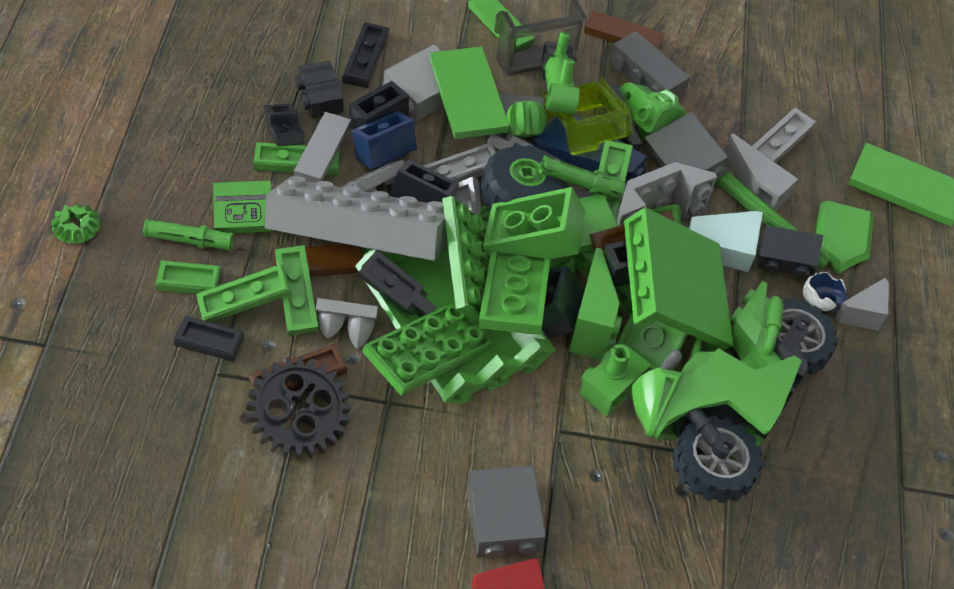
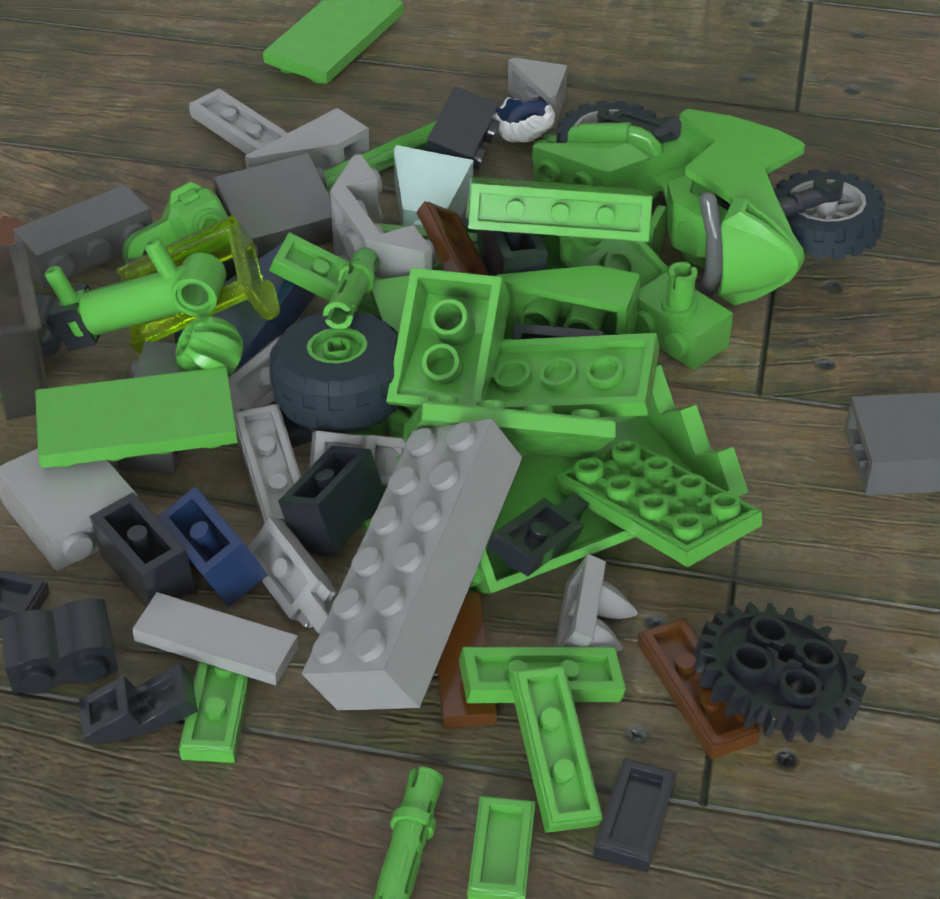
camera: 80 degrees left, 10 degrees down
(240, 206) = (335, 771): bright green tile -> none
(845, 233) = (404, 99): bright green tile -> none

